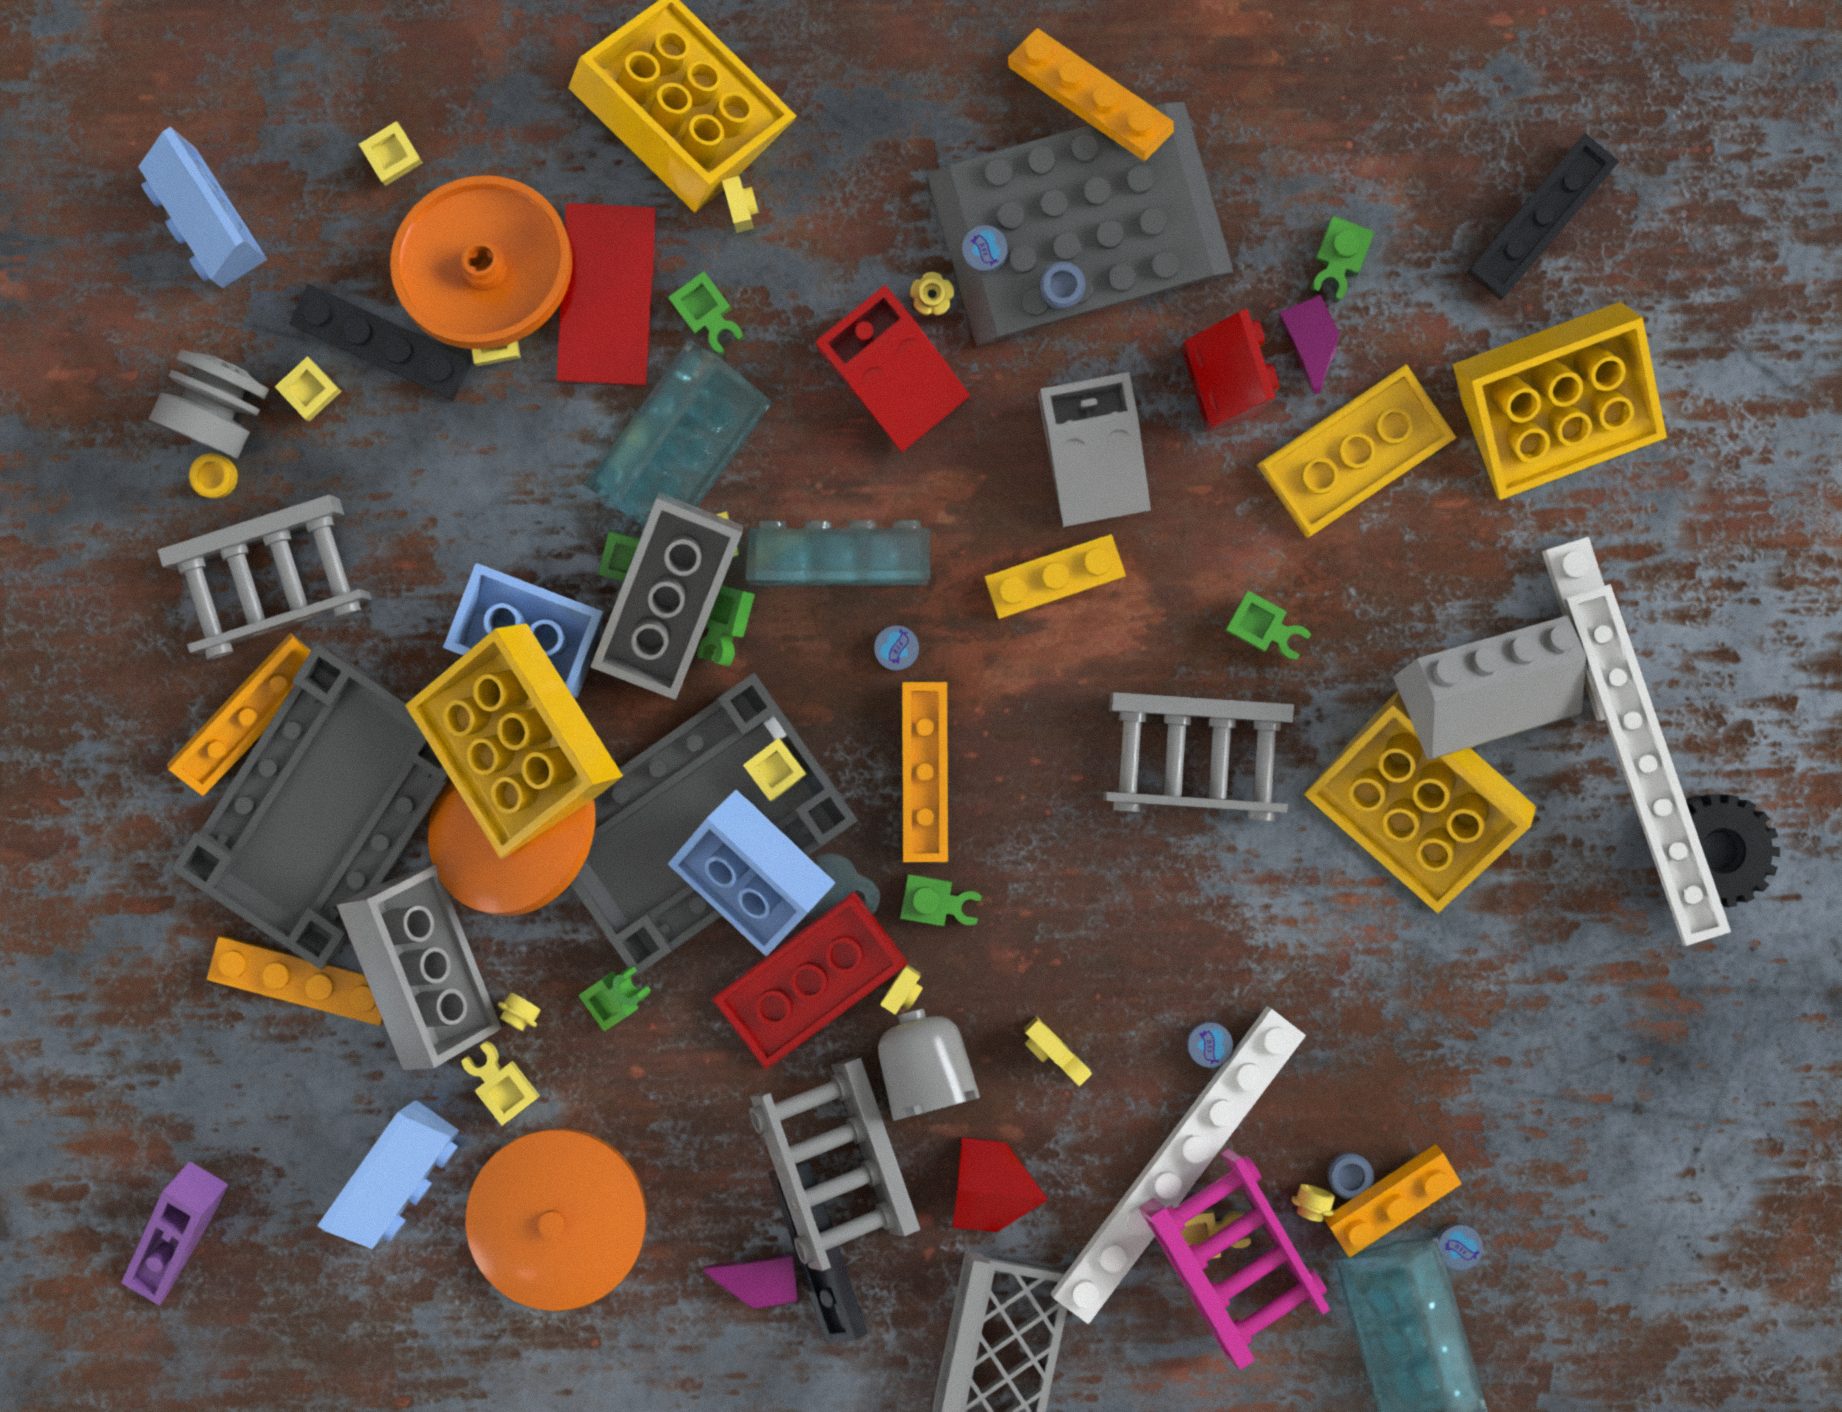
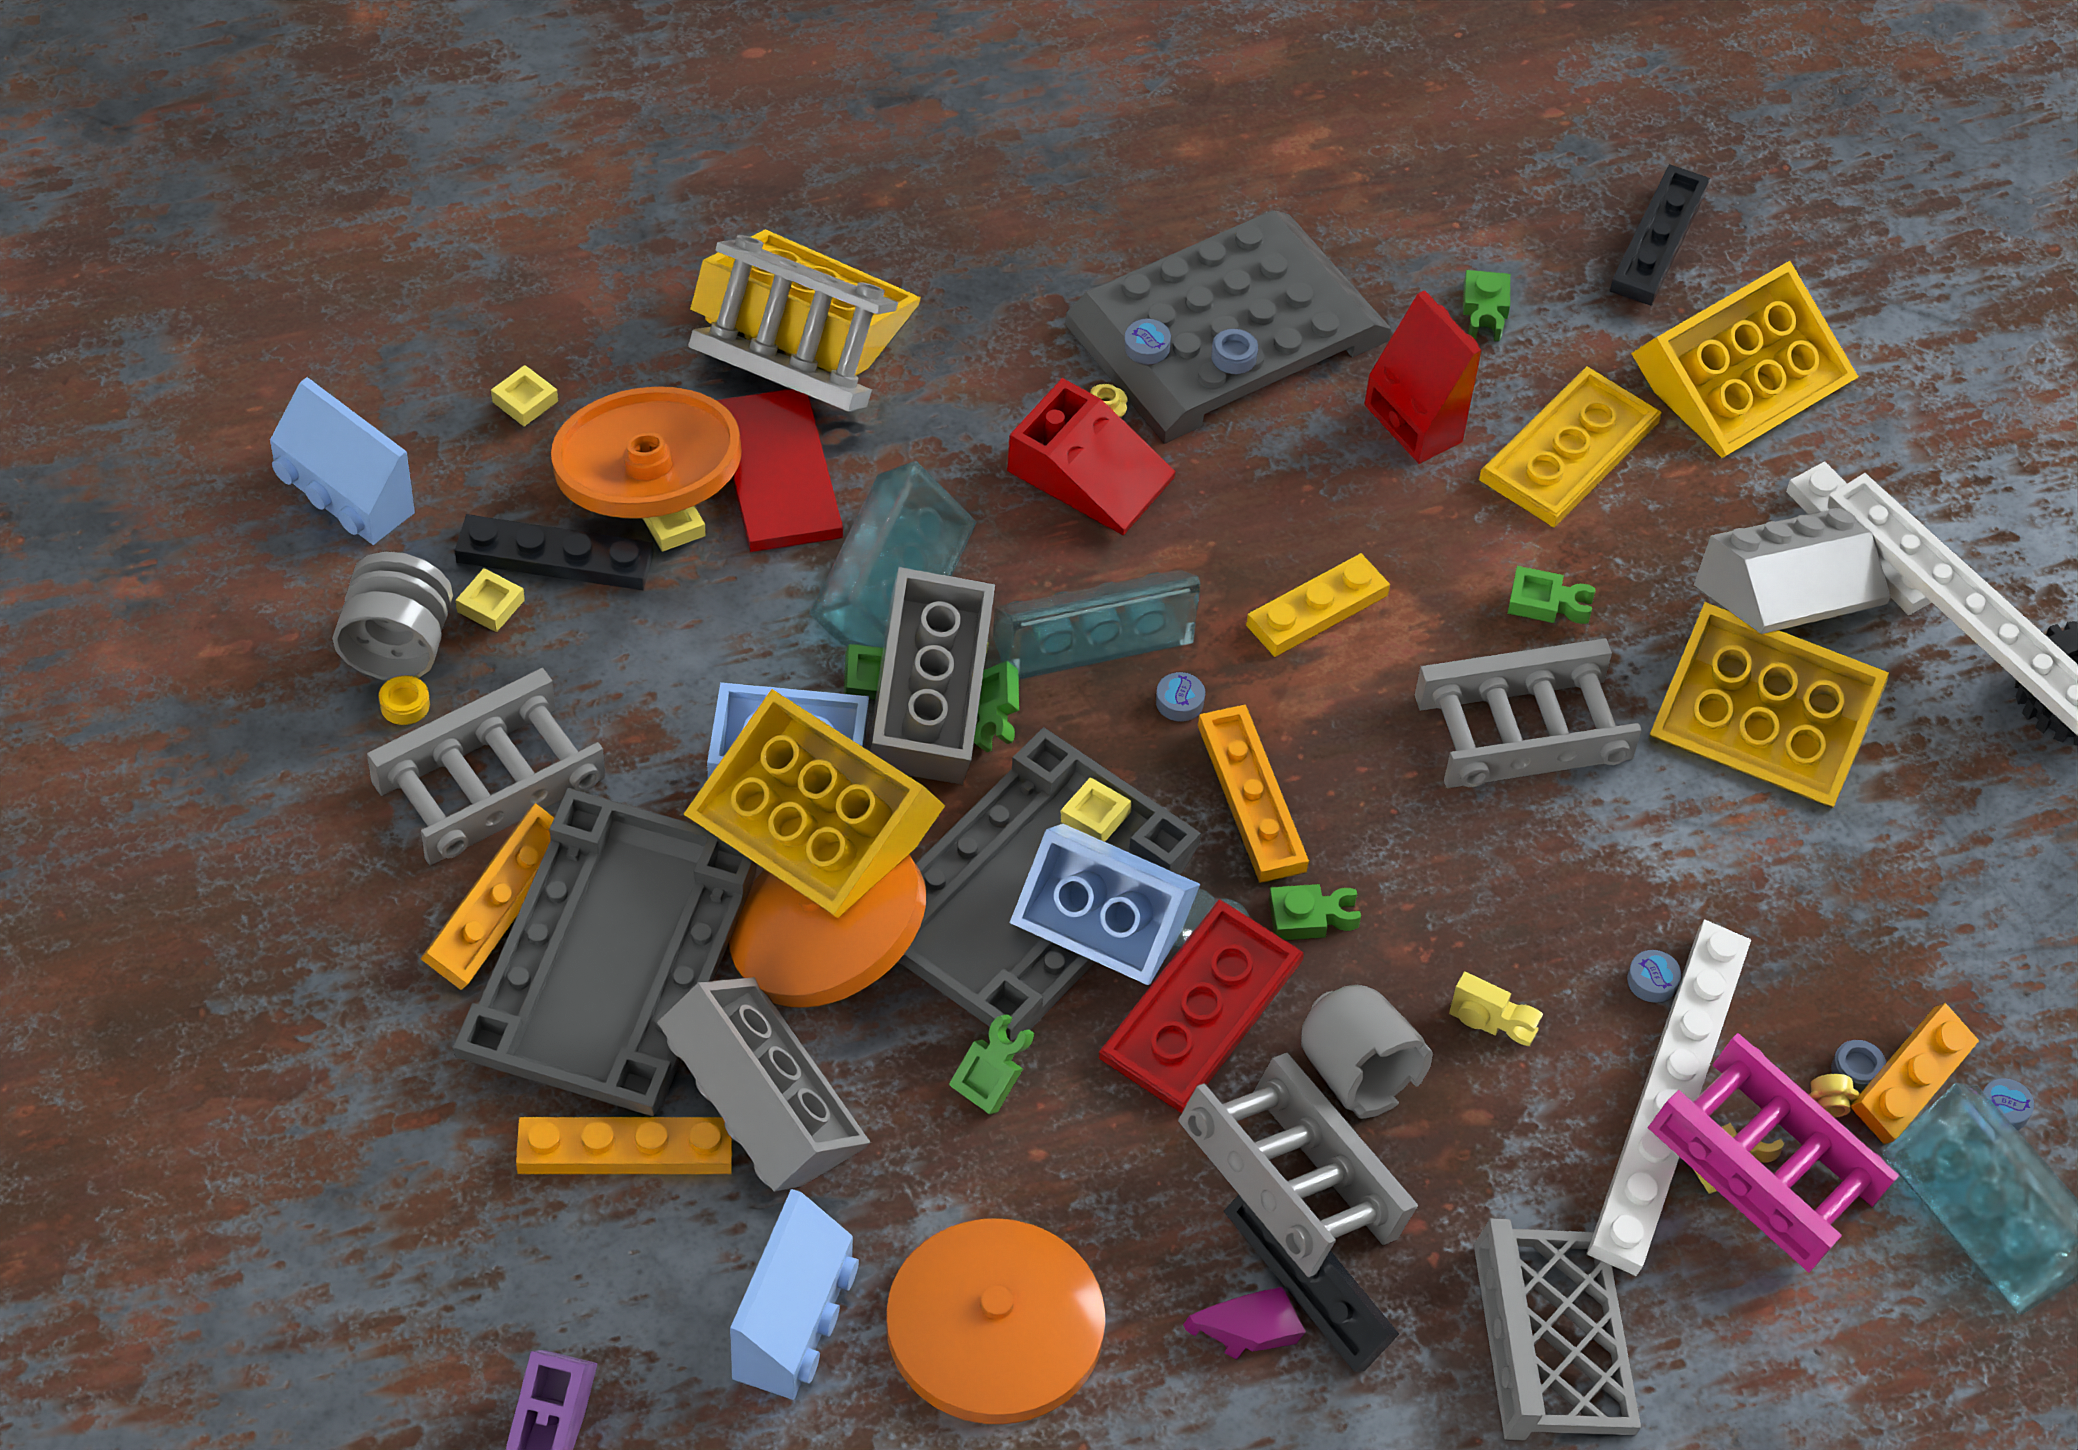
camera: 25 degrees left, 35 degrees down
(505, 1089) = (890, 1194): light yellow plate -> none
(518, 1012) = (887, 1110): light yellow plate -> none
(626, 176) = (761, 353): none -> light grey fence
(703, 308) = (879, 451): bright green plate -> none
(741, 203) = (889, 366): light yellow plate -> none
(903, 990) = (1305, 990): light yellow plate -> none
(992, 1187) = (1479, 1167): red slope -> none
(1091, 94) = (1201, 213): light orange plate -> none
(1095, 449) = (1315, 479): light grey slope -> none
(1313, 339) = (1496, 369): magenta slope -> none

